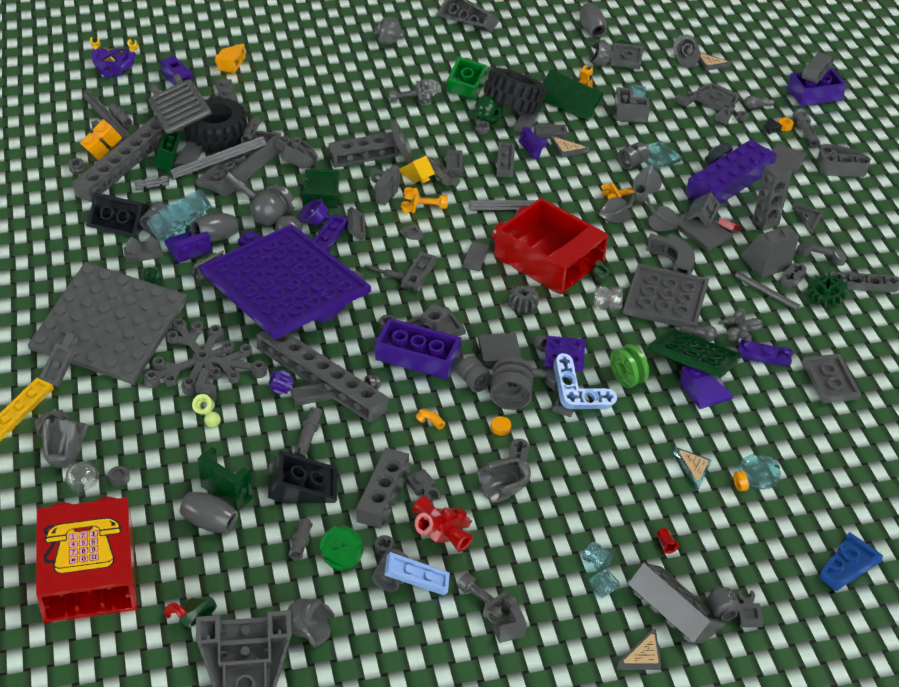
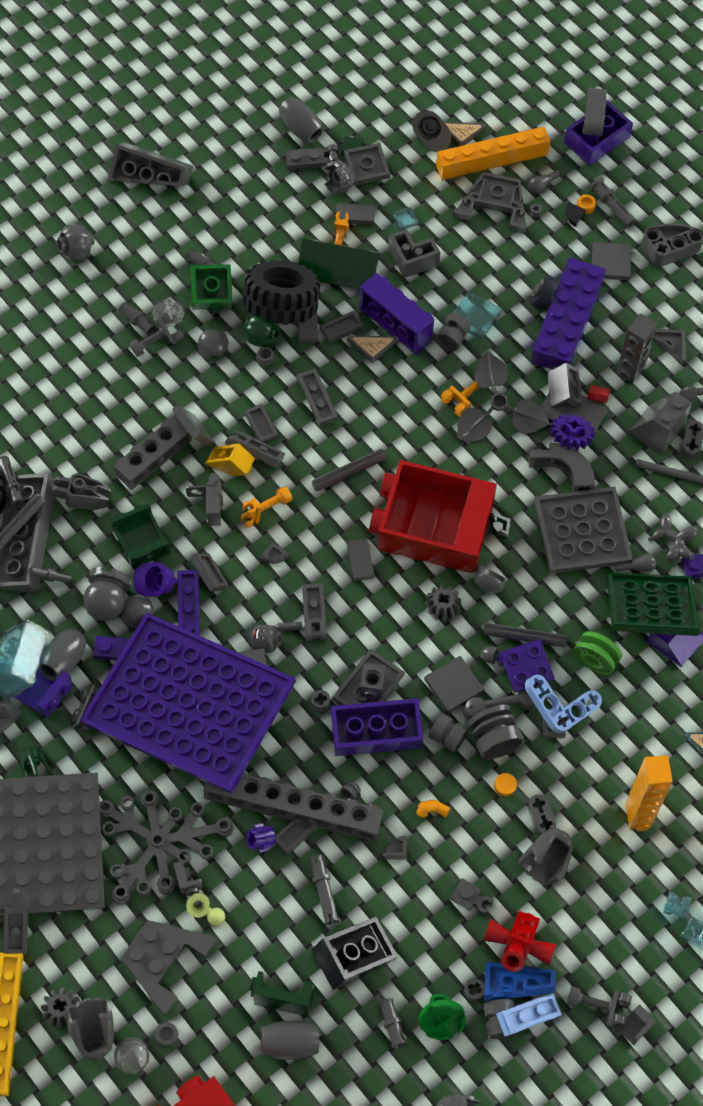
camera: 25 degrees left, 20 degrees up
(150, 423) = (155, 952): none -> dark grey wing
(372, 271) = (264, 637): none -> dark grey head
(383, 488) = (438, 958): dark grey brick -> none
(384, 434) = (397, 849): none -> dark grey tile
(403, 81) = (137, 318): none -> dark grey pin
(423, 550) = (506, 984): none -> blue wing
(449, 109) = (212, 343): none -> dark grey hair
(531, 143) = (333, 359): dark purple tile -> none
(568, 298) = (488, 580): none -> dark grey hair
(583, 42) = (310, 157): none -> dark grey plate
(590, 347) = (525, 634): none -> dark grey axle
(595, 130) = (396, 313): none -> dark purple brick
(603, 79) = (357, 213): none -> dark grey tile
(608, 298) = (531, 562): clear wheel -> none
(609, 445) = (648, 792): none -> light orange brick
(692, 233) = (572, 431): none -> dark purple gear
(727, 75) = (493, 153): none -> light orange brick

